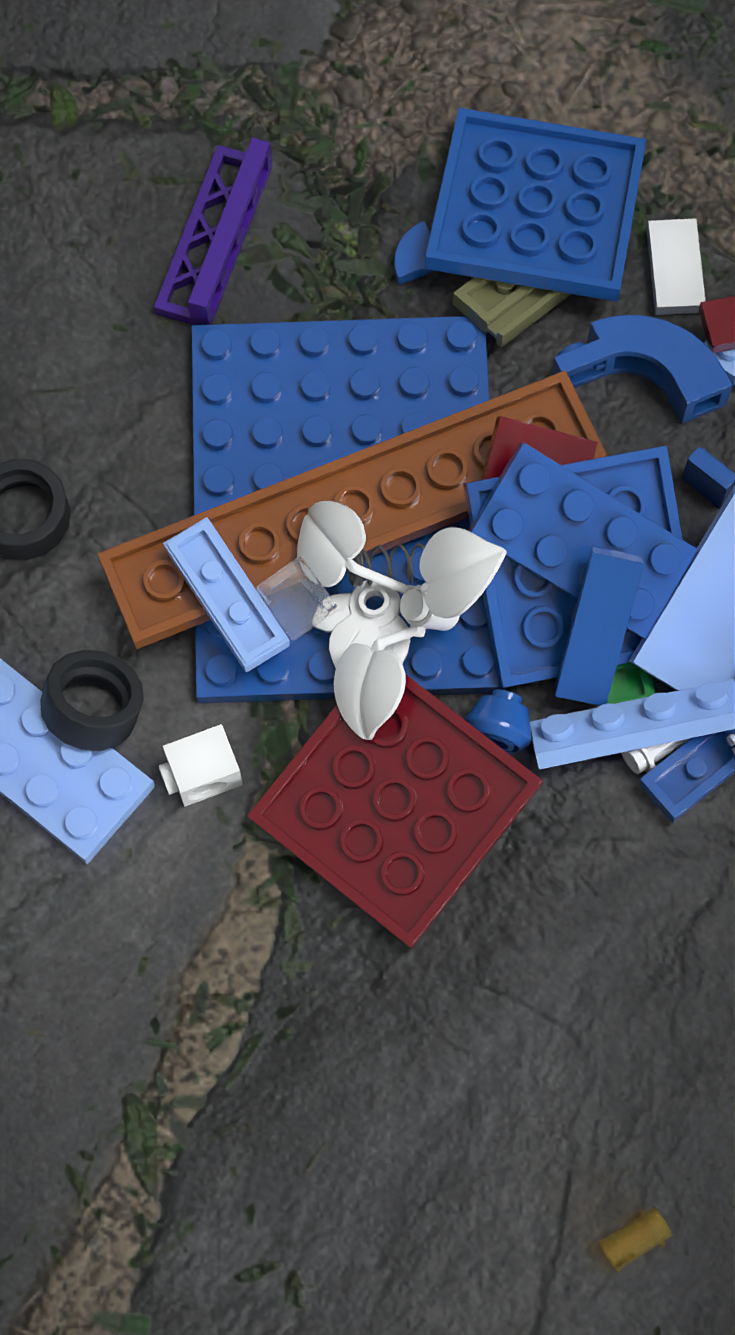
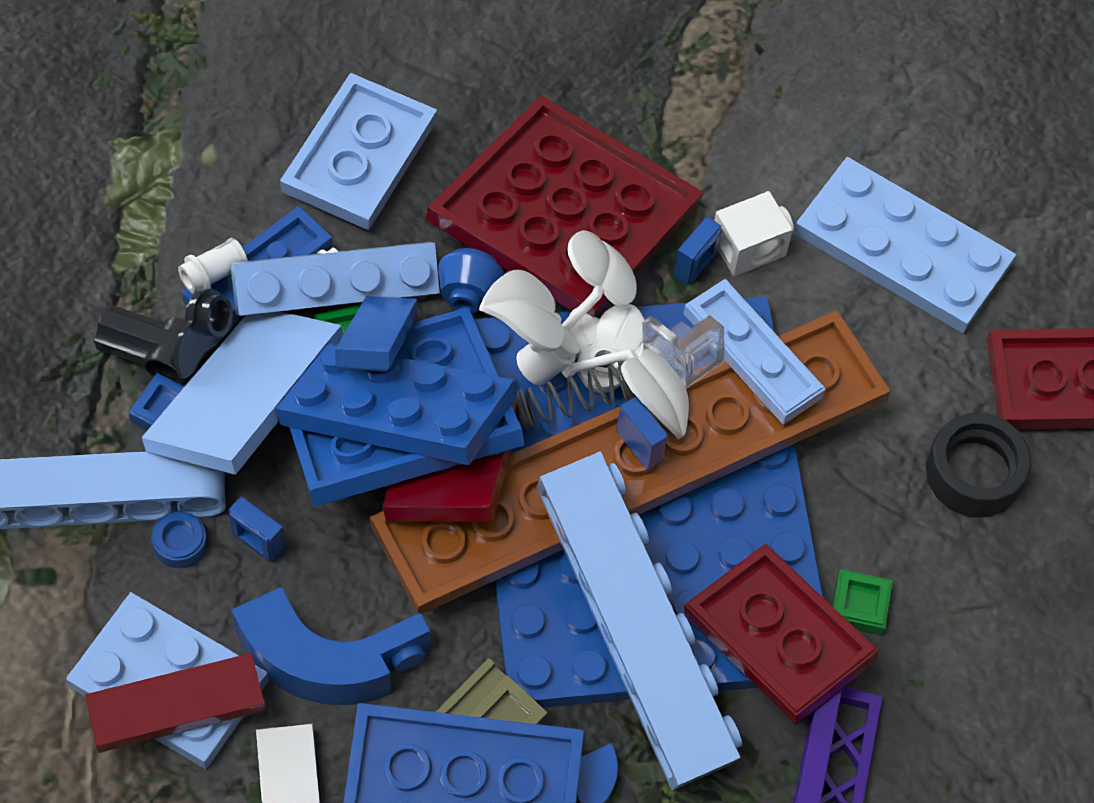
camera: 170 degrees right, 10 degrees down
(81, 729) = (868, 237): black tyre -> none
(156, 394) = (863, 600): none -> green tile
(240, 337) = (781, 633): none -> dark red tile
(261, 747) = (697, 251): none -> blue tile
(345, 491) = (641, 433): none -> blue tile
(370, 348) = (638, 620): none -> light blue brick
(609, 893) = (359, 151): none -> light blue plate

